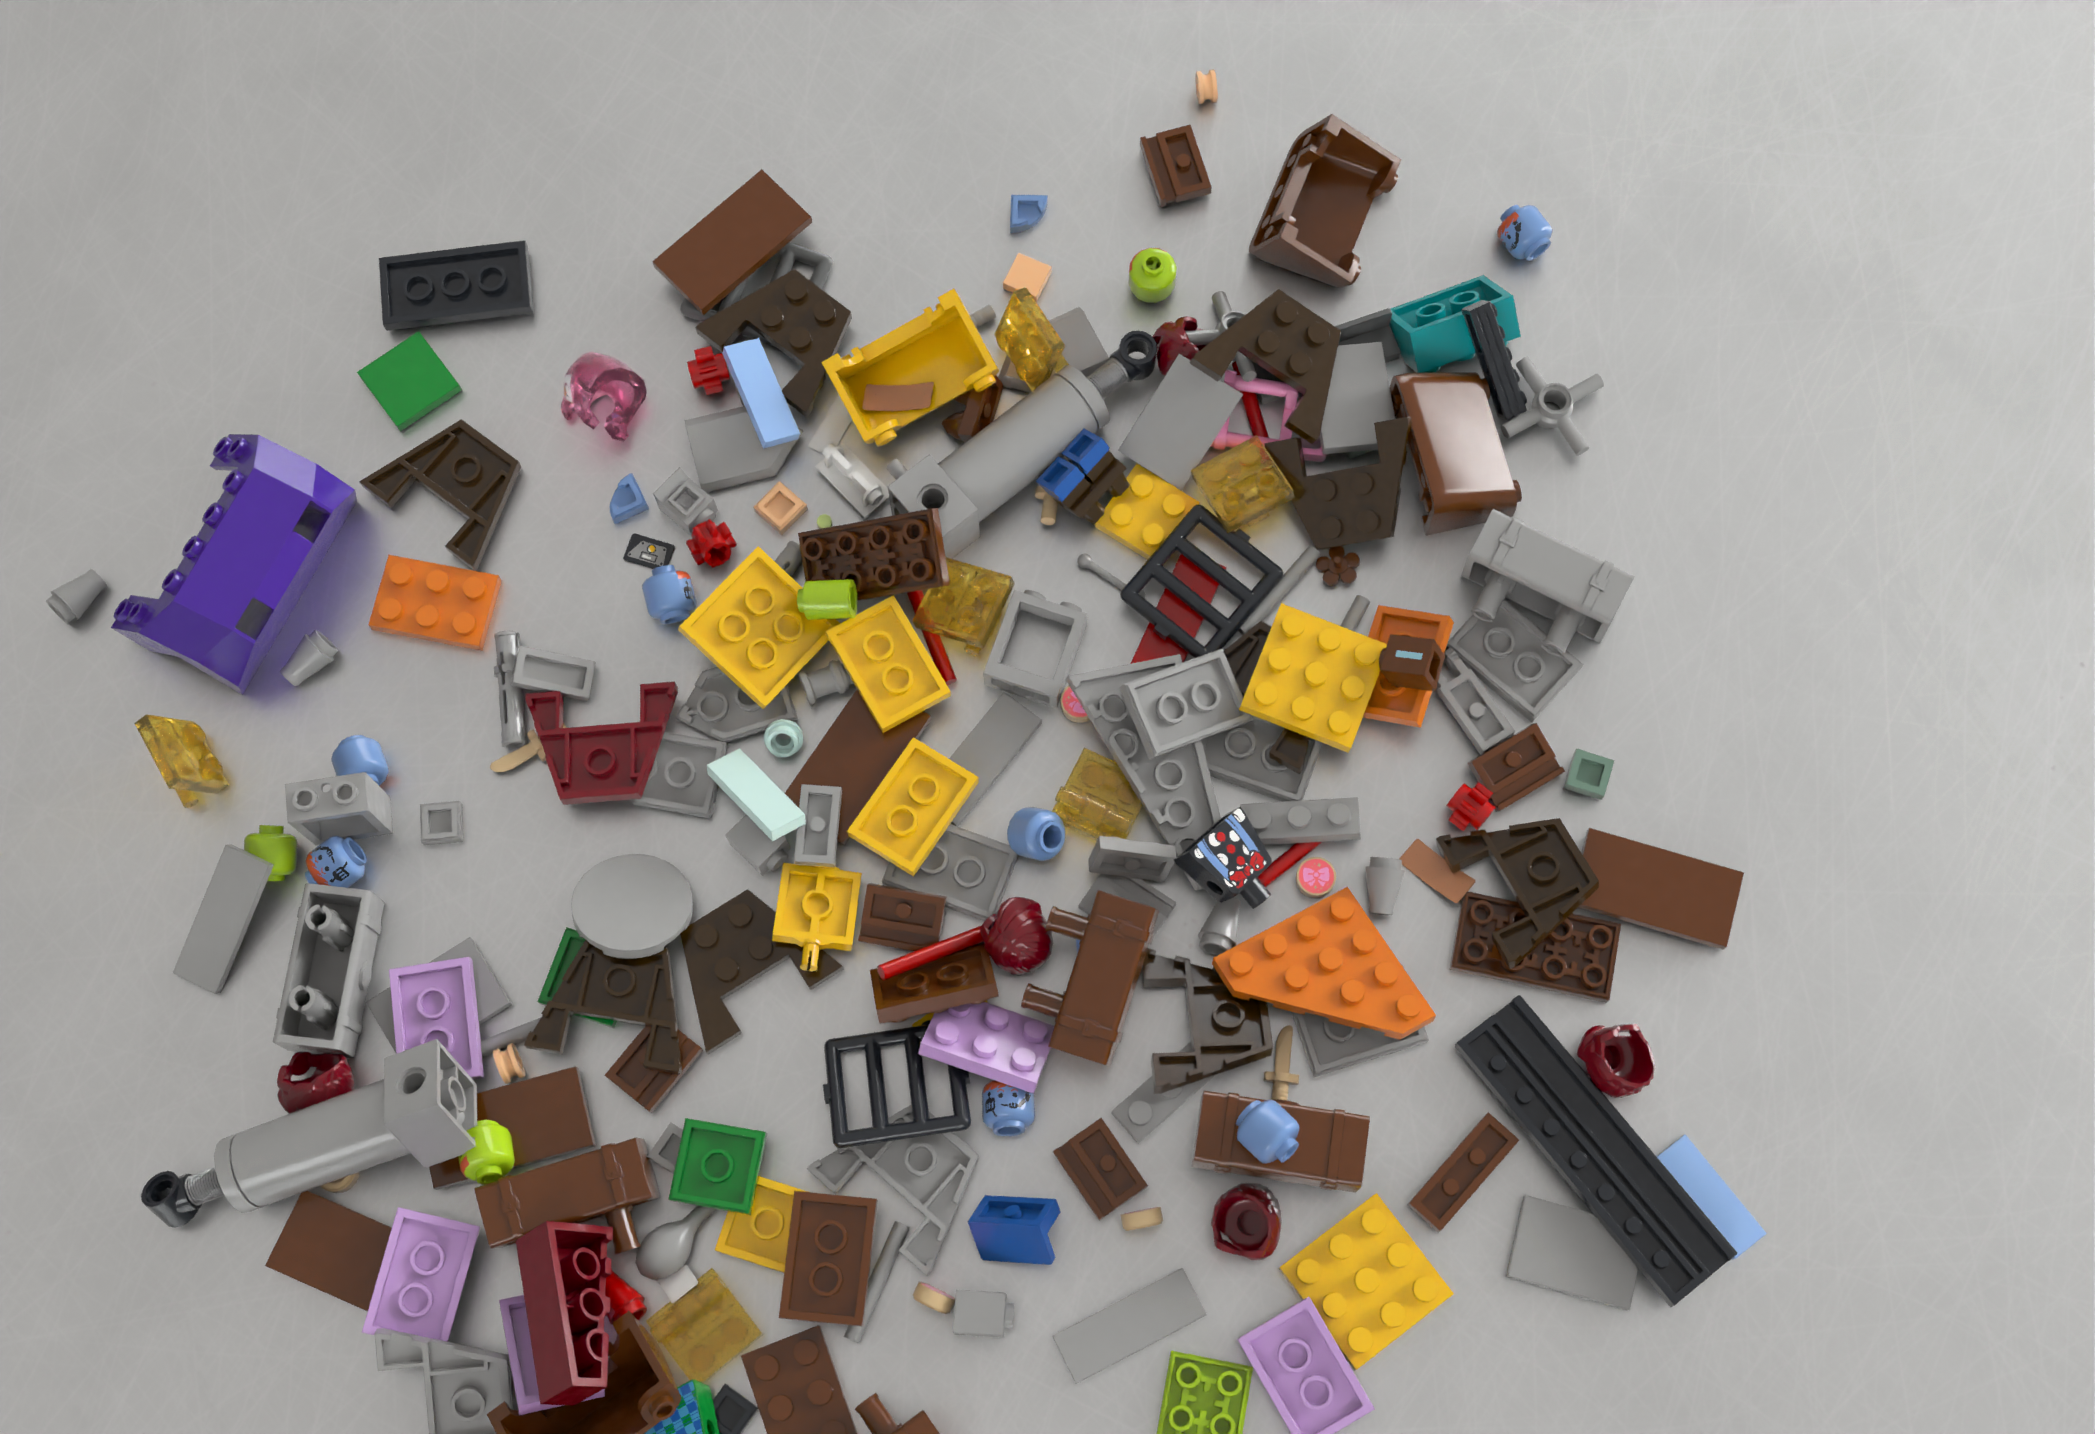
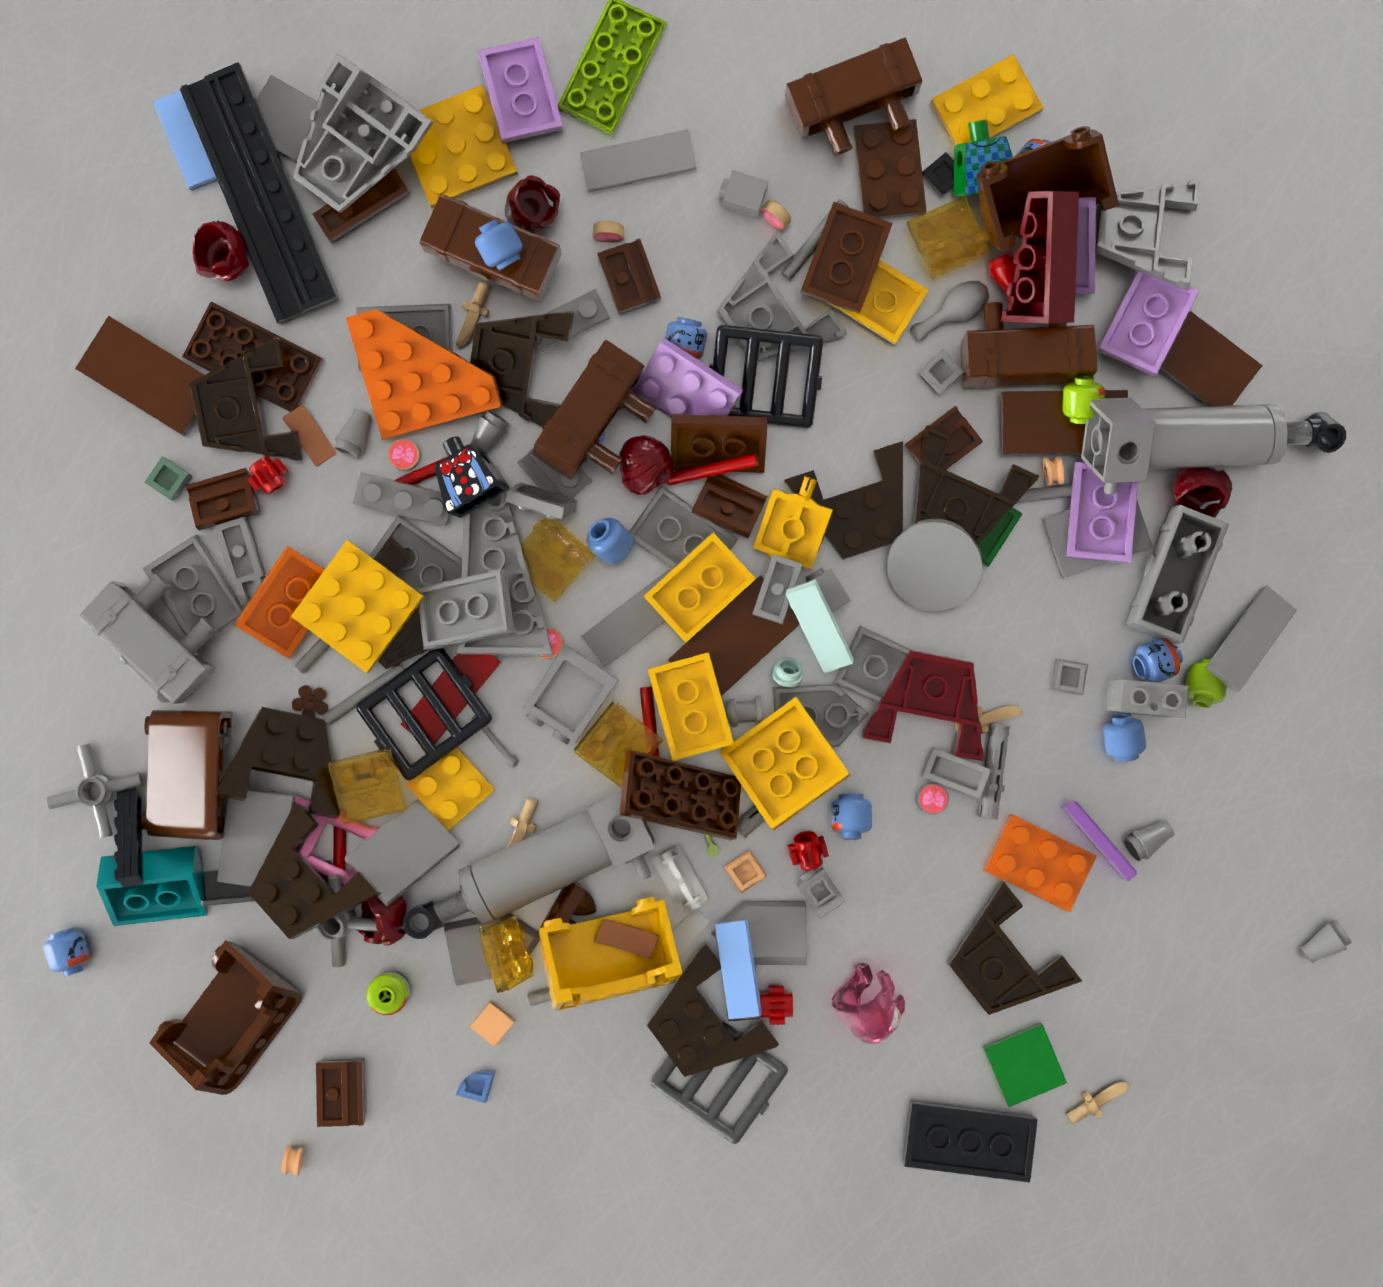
camera: 175 degrees left, 15 degrees up
(182, 756) = (1262, 778): clear yellow plate -> none
(244, 563) = (1186, 926): dark purple wedge -> none
(322, 358) = (1093, 1104): none -> tan piece
(368, 642) = (1099, 840): none -> medium lavender tile
(578, 640) = (932, 798): none -> tile
(627, 500) = (867, 911): medium blue tile -> none
(648, 551) = (859, 862): sticker -> none
(678, 1284) = (960, 272): white sticker -> none
(717, 1166) = (913, 348): green tile -> none
(732, 242) = (730, 1116): reddish brown tile -> none
(828, 599) = (725, 768): lime brick -> none
(1014, 1229) = (703, 246): blue panel -> none
(1085, 477) = (496, 814): hips -> none
(1411, 662) = (278, 593): reddish brown brick -> none
(1492, 1250) = (355, 135): none -> light grey wedge

